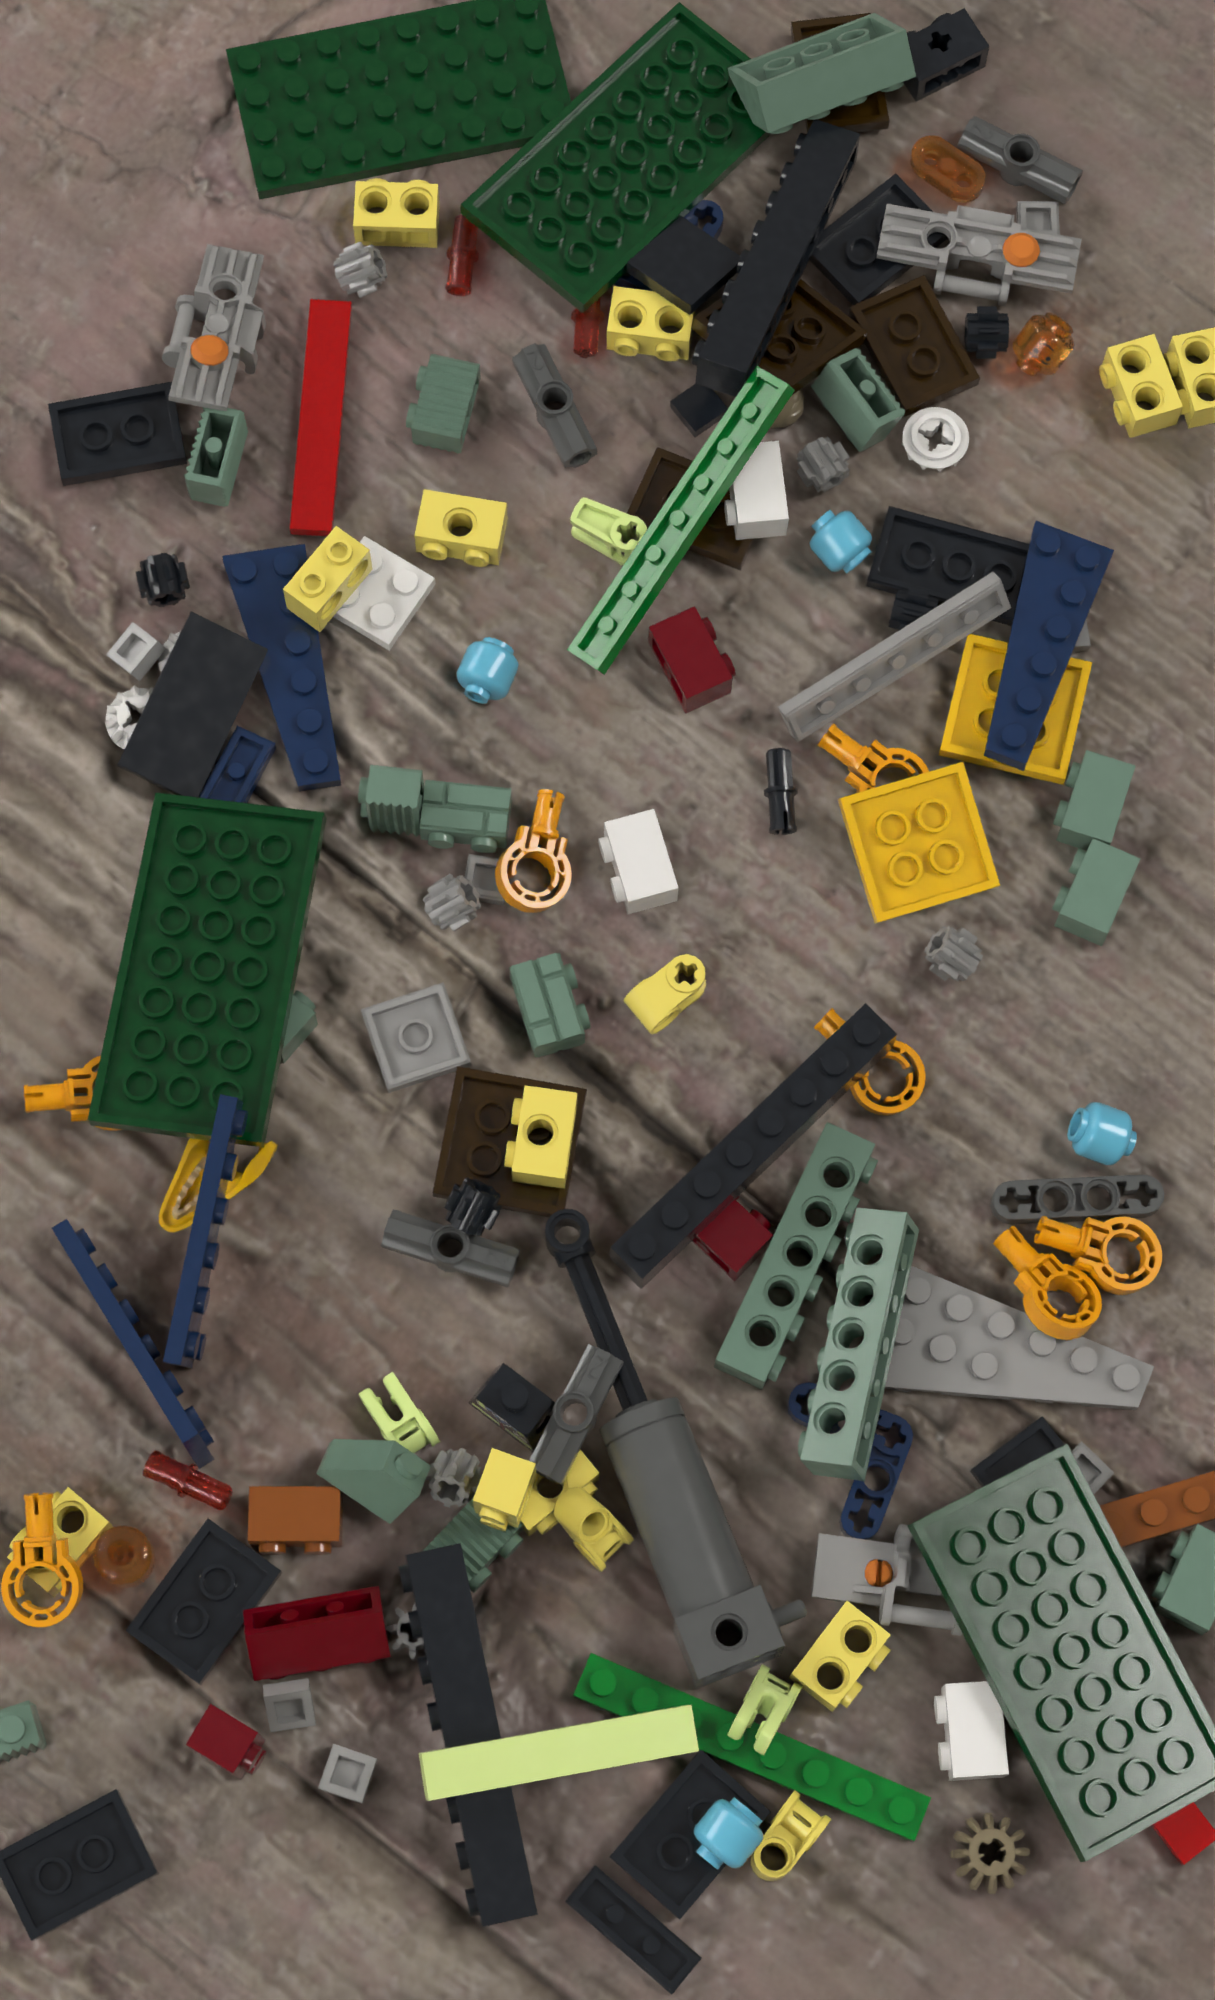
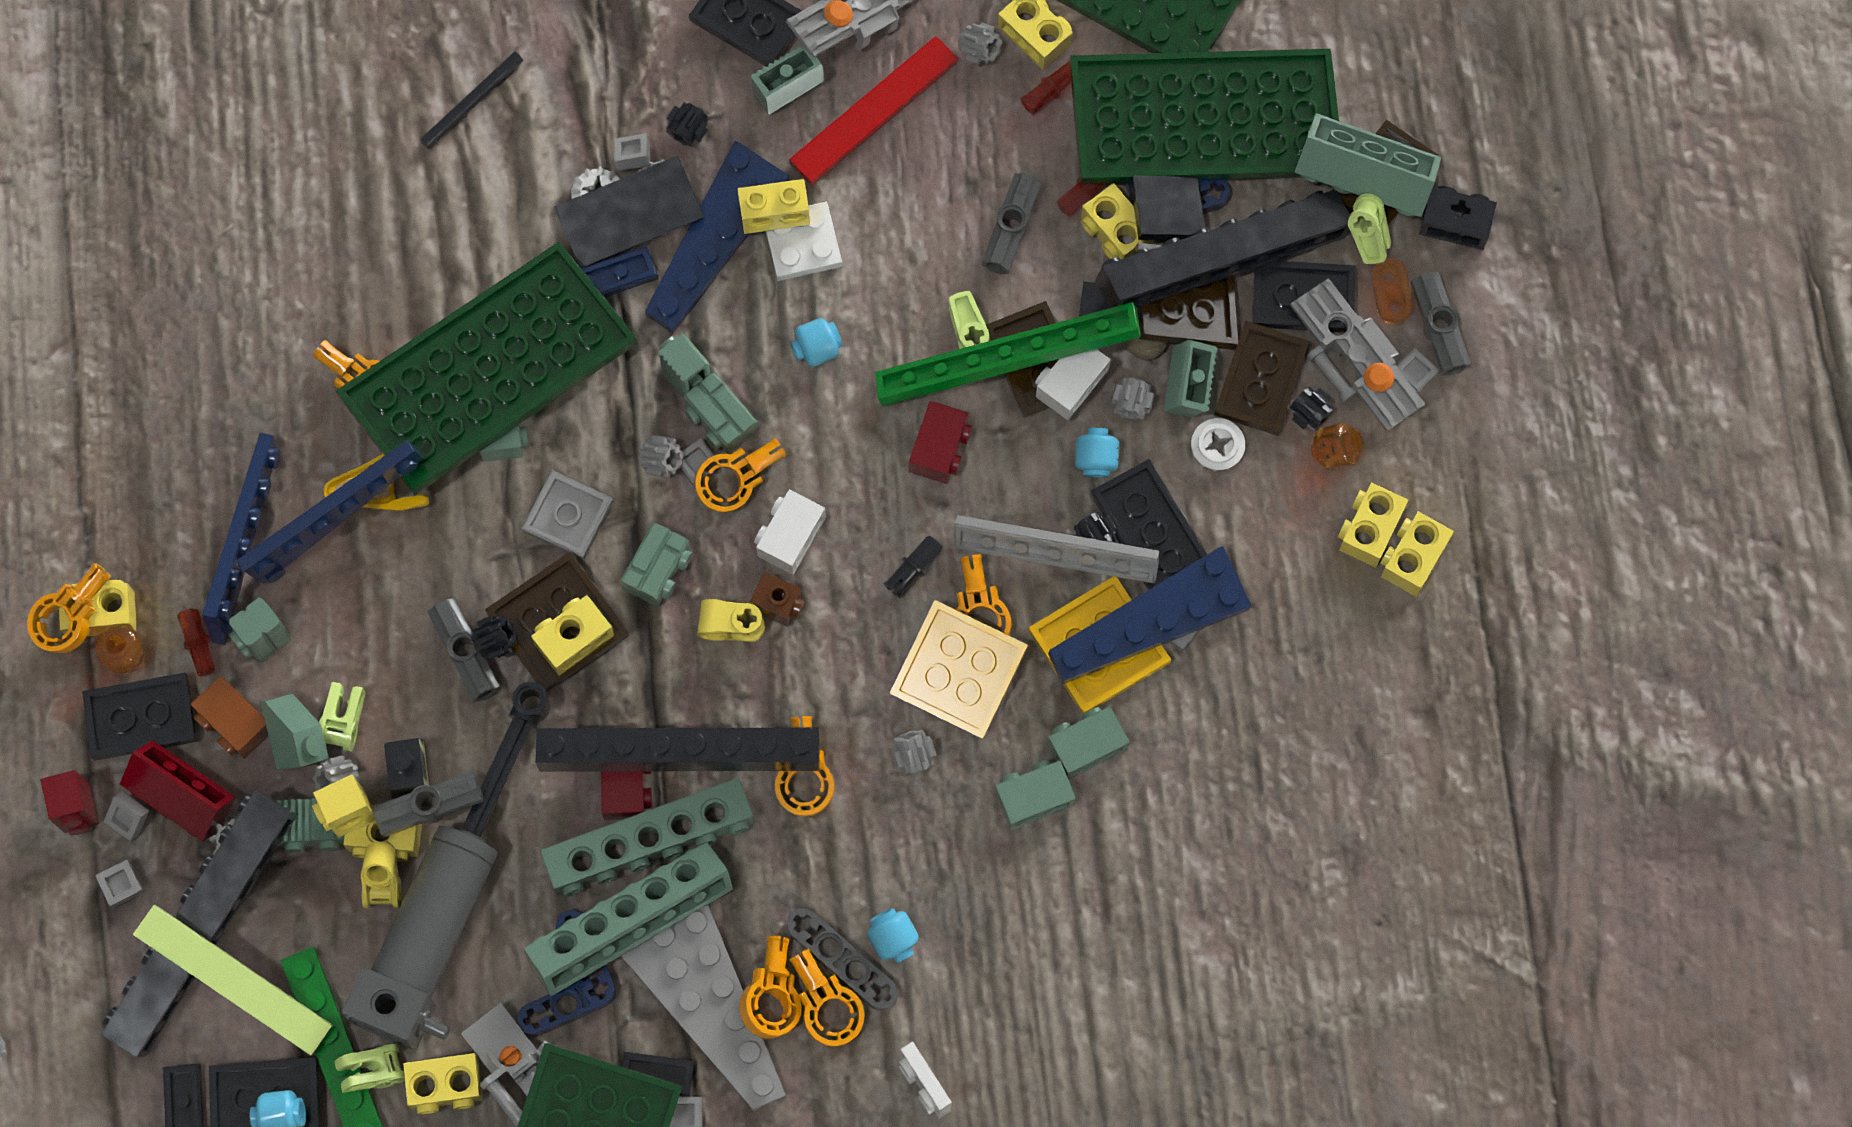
camera: 45 degrees right, 0 degrees up
(243, 1411) = (258, 631): none -> sand green brick
(444, 403) = (950, 164): sand green brick -> none
(445, 511) = (881, 228): light yellow brick -> none
(692, 931) = (778, 599): none -> reddish brown brick
(879, 126) = (1370, 228): none -> yellowish green piece

